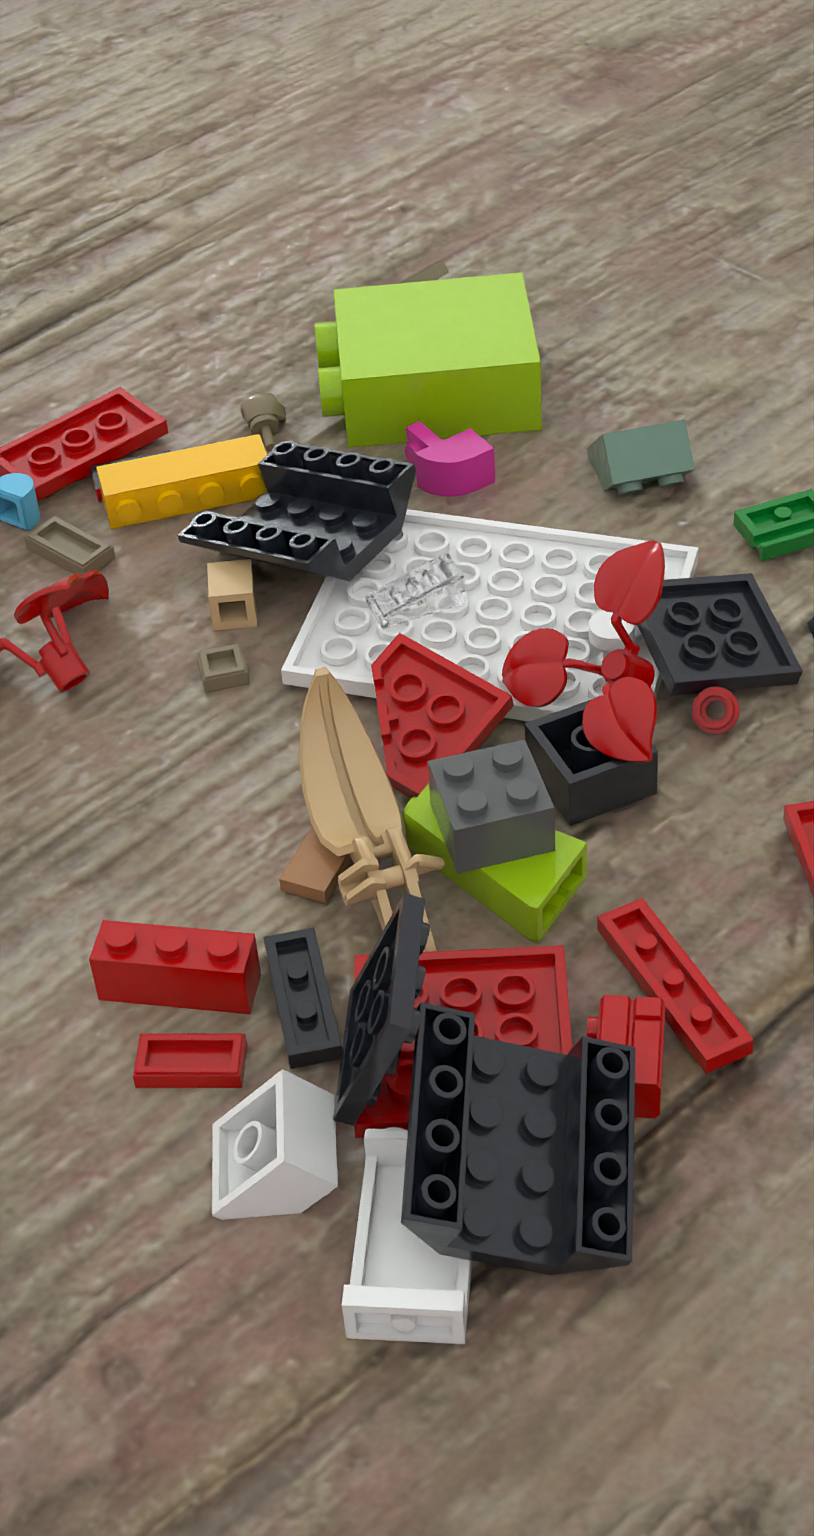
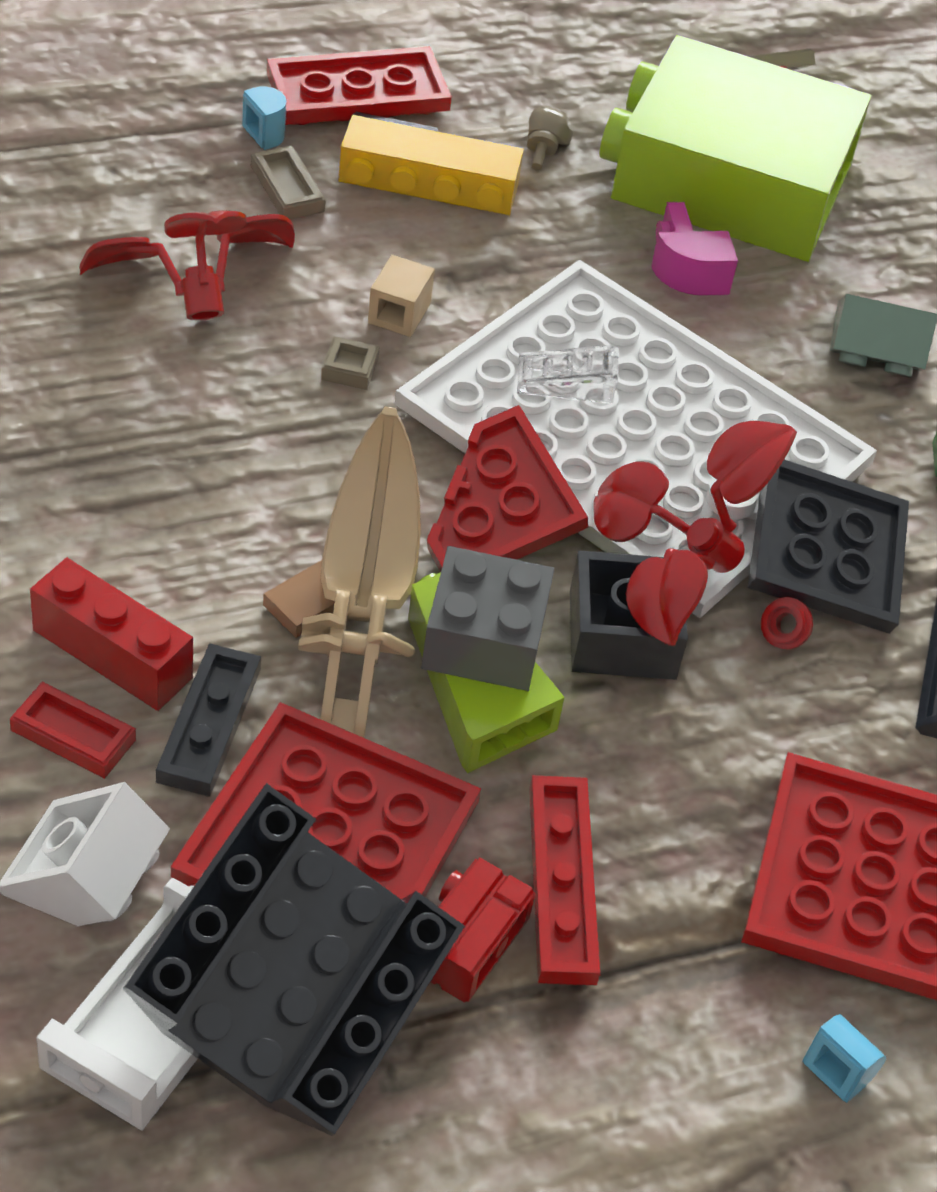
camera: 15 degrees right, 5 degrees up
(320, 512) = (521, 262): black slope -> none
(382, 1010) = (245, 771): black plate -> none

